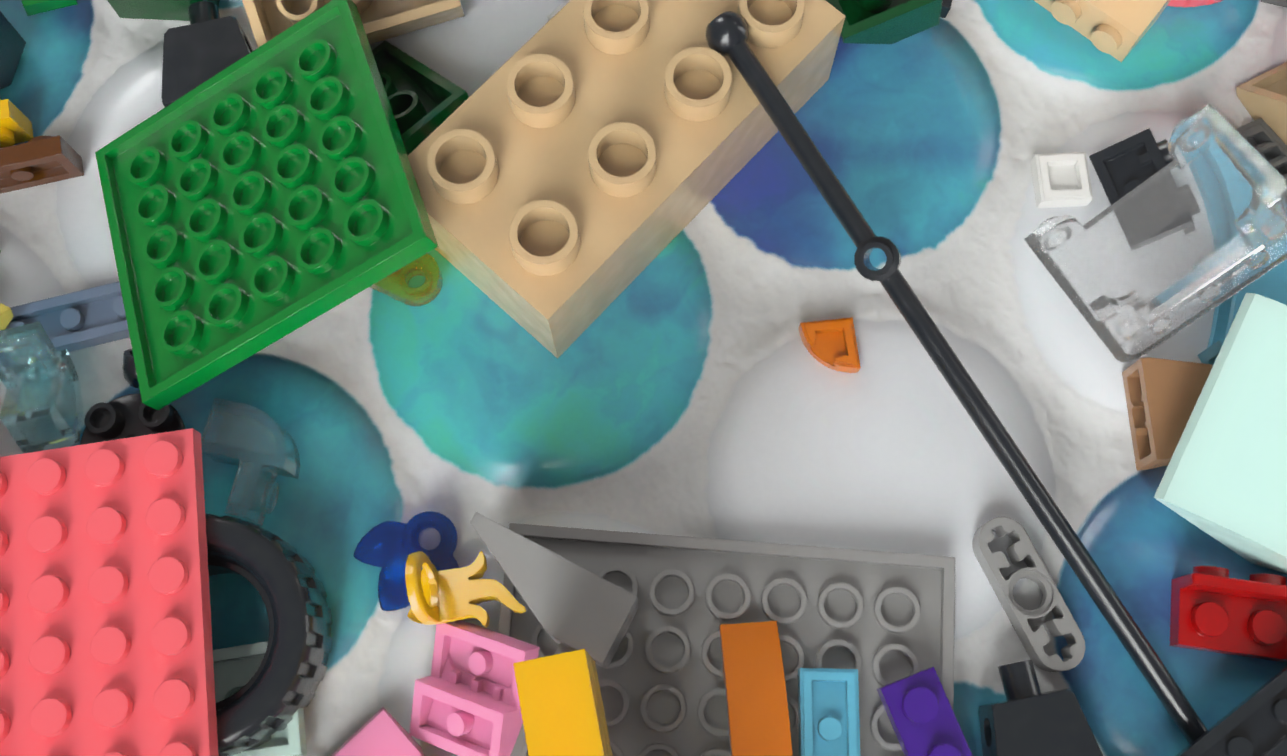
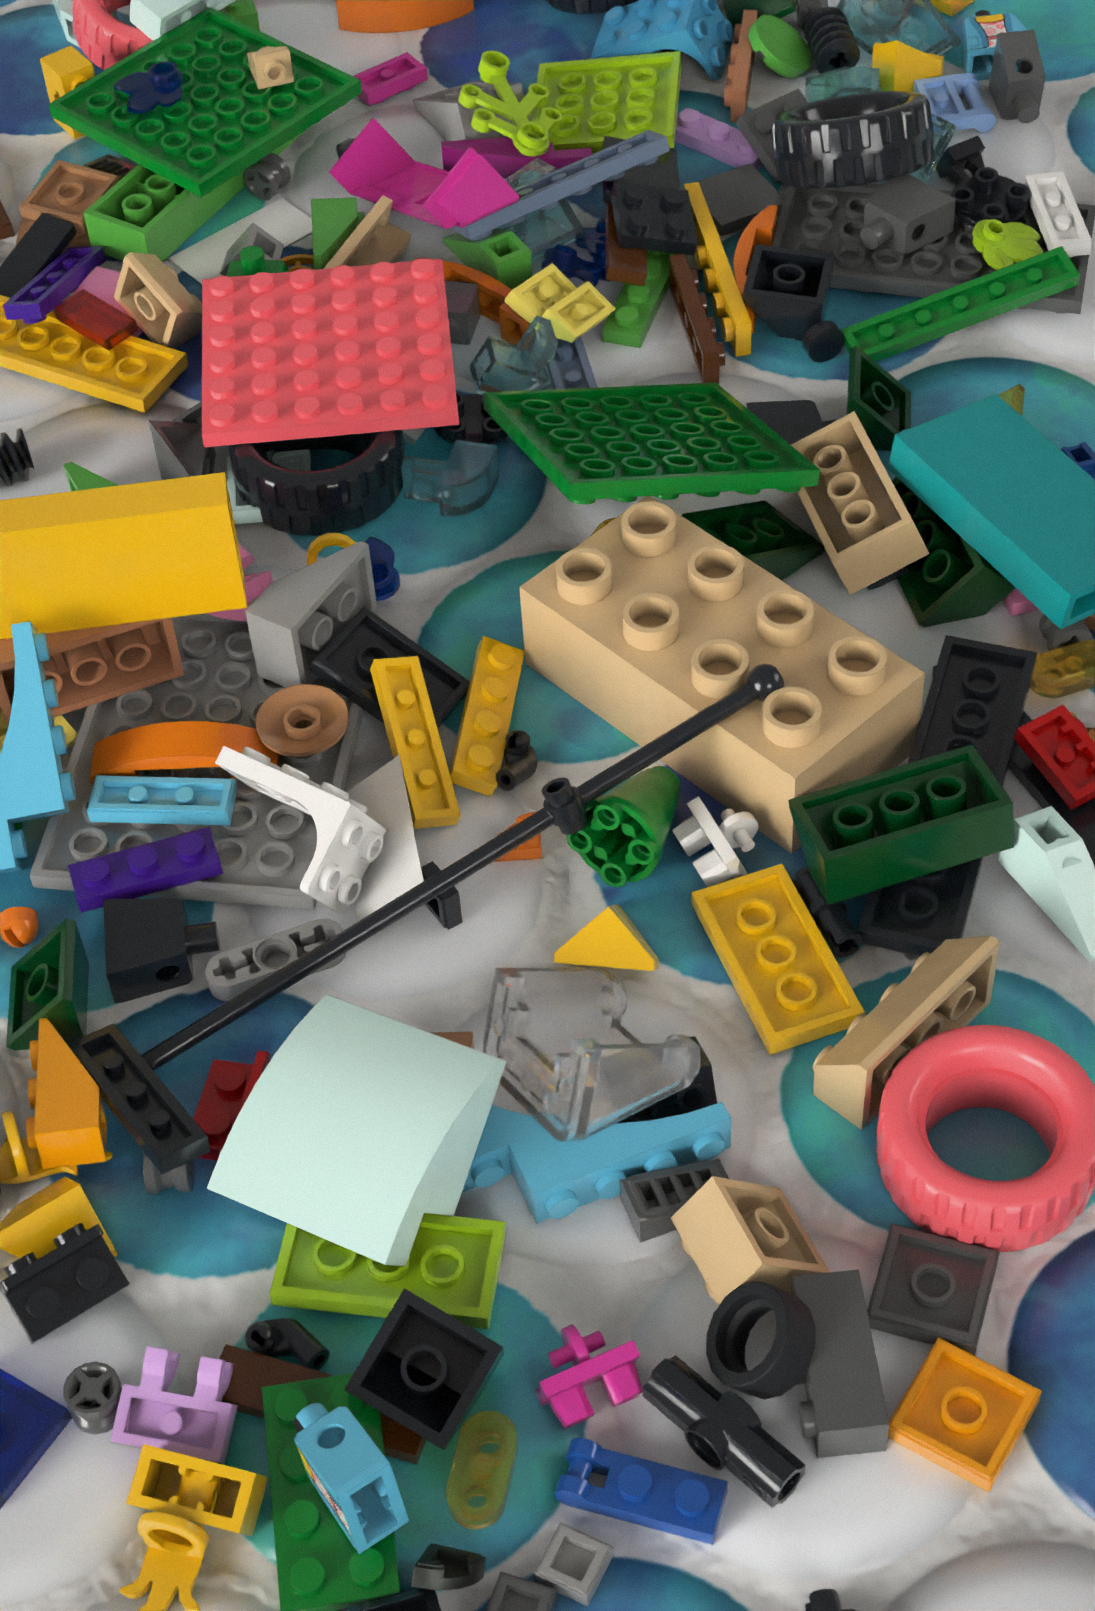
camera: 95 degrees right, 25 degrees down
(35, 30) = (823, 341): none -> black tile
(613, 499) = (366, 637): none -> black tile
(657, 389) = (486, 716): none -> yellow plate
(715, 562) = (302, 720): none -> medium nougat dish
(721, 459) = (416, 739): none -> yellow plate
(726, 348) = (519, 759): none -> black arm
(801, 215) = (629, 826): none -> green cone
(865, 133) = (701, 830): none -> white hips
(870, 487) = (398, 864): none -> white sticker
(870, 559) = (344, 832): none -> white bracket
(921, 44) = (829, 918): none -> black pin
(934, 418) = (445, 906): none -> black tile
(980, 85) = (776, 958): none -> yellow plate
(984, 243) = (609, 942): none -> yellow slope
(1061, 179) = (675, 1016): white tile -> none

